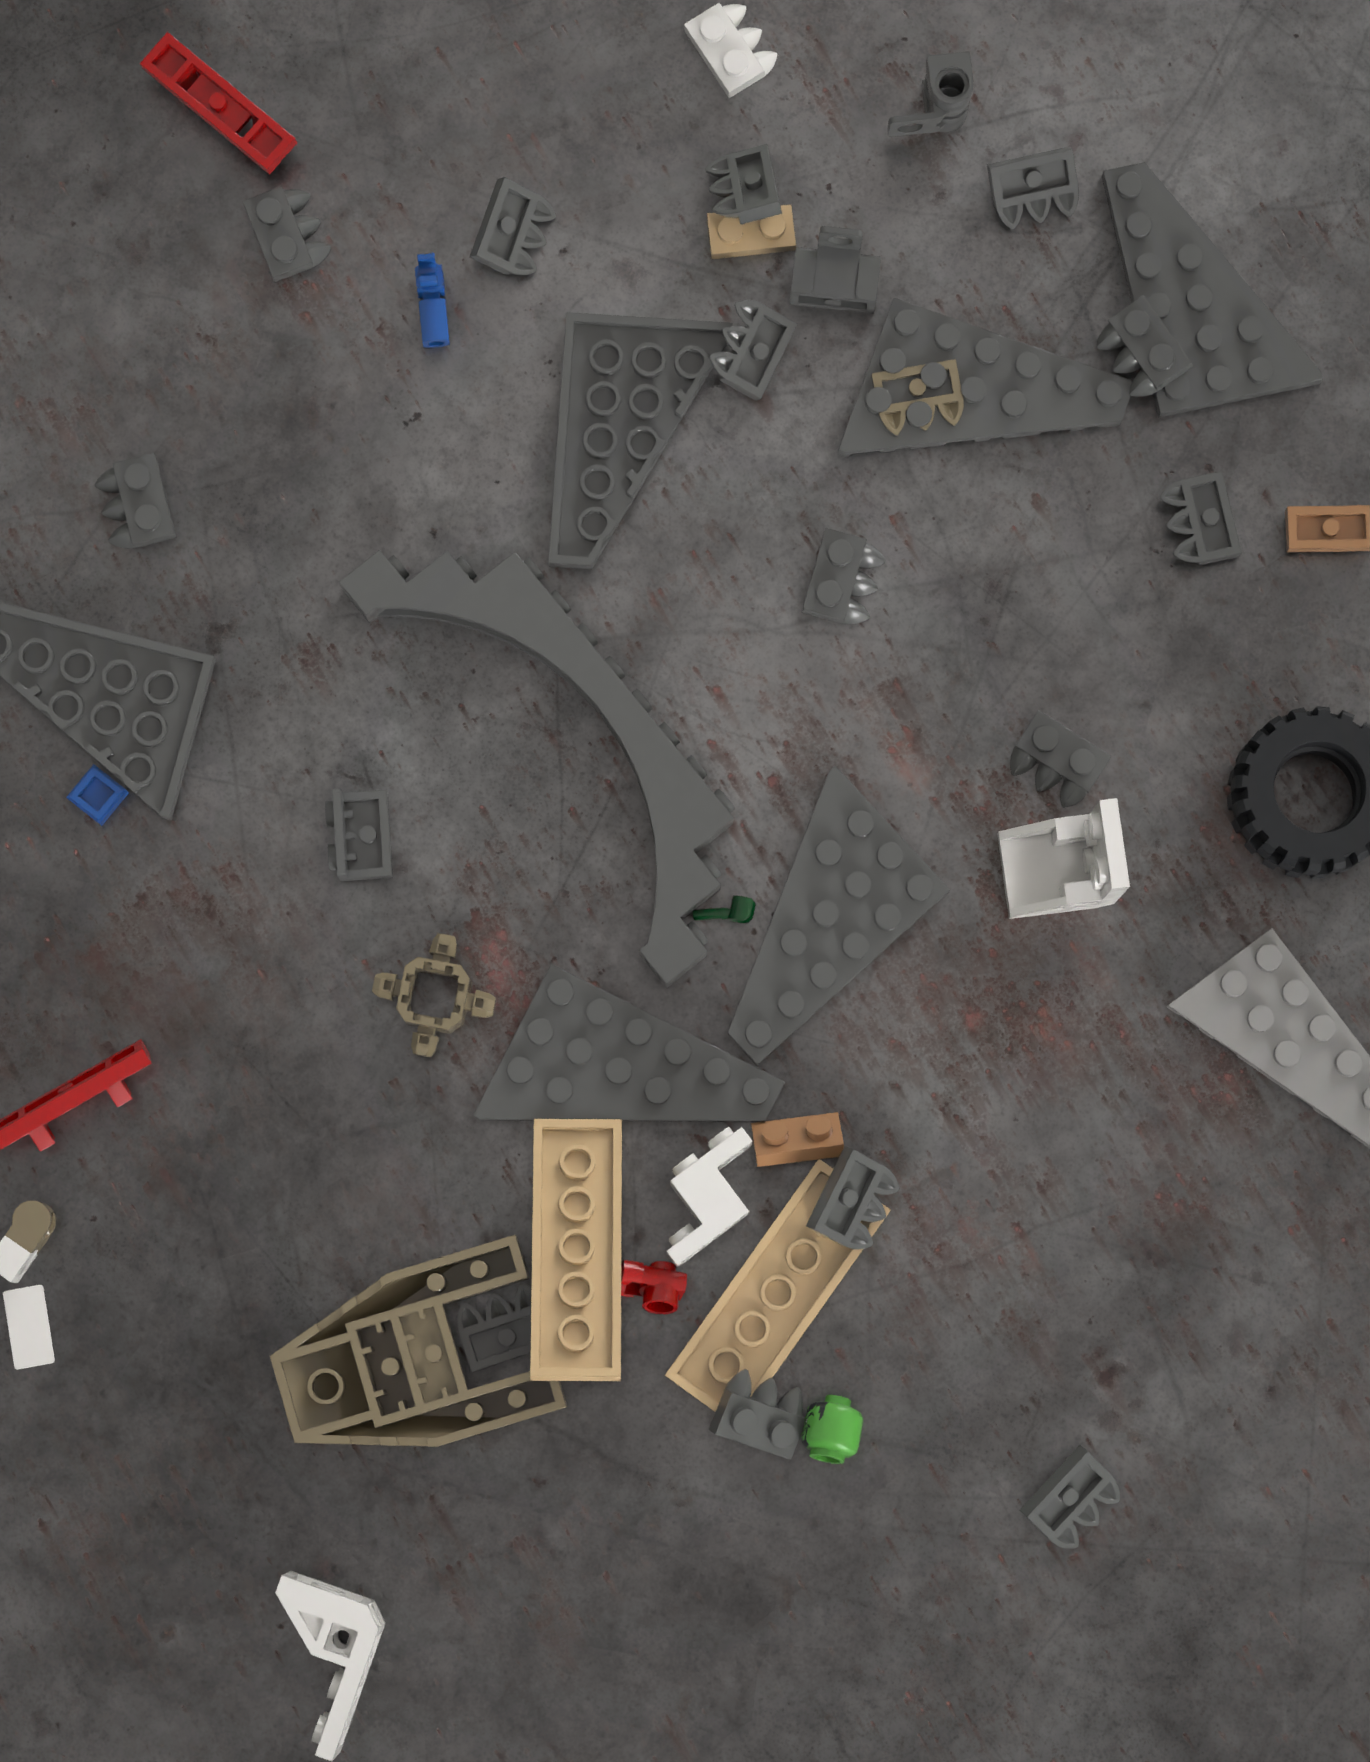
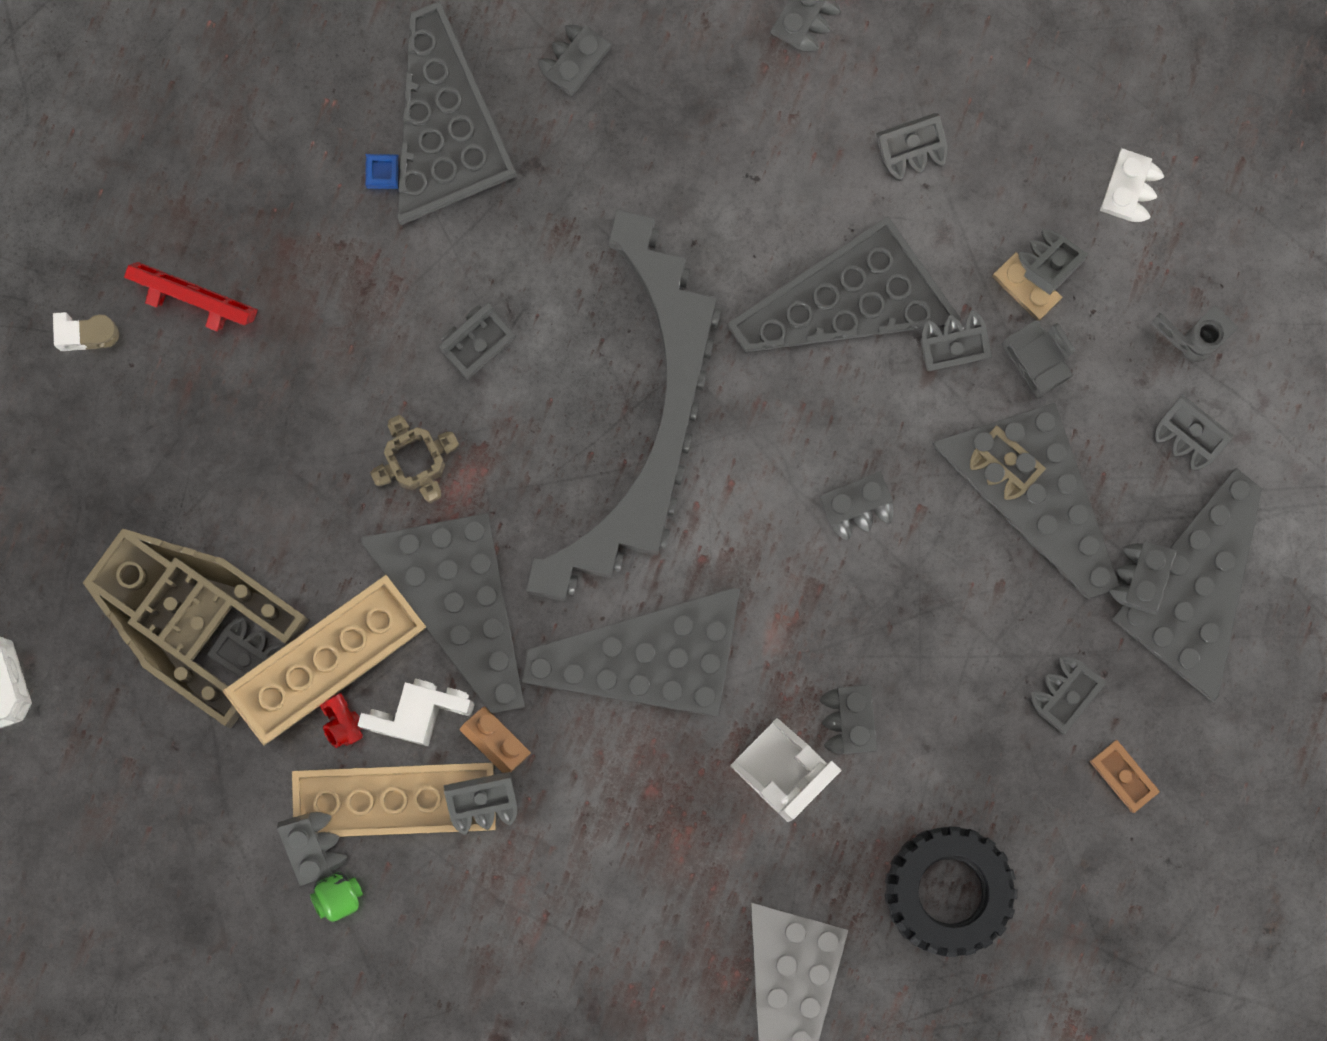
camera: 50 degrees right, 0 degrees up
(28, 1327) = (39, 377): white sticker -> none
(432, 307) = (827, 136): blue bar -> none
(741, 911) = (607, 600): dark green hand -> none

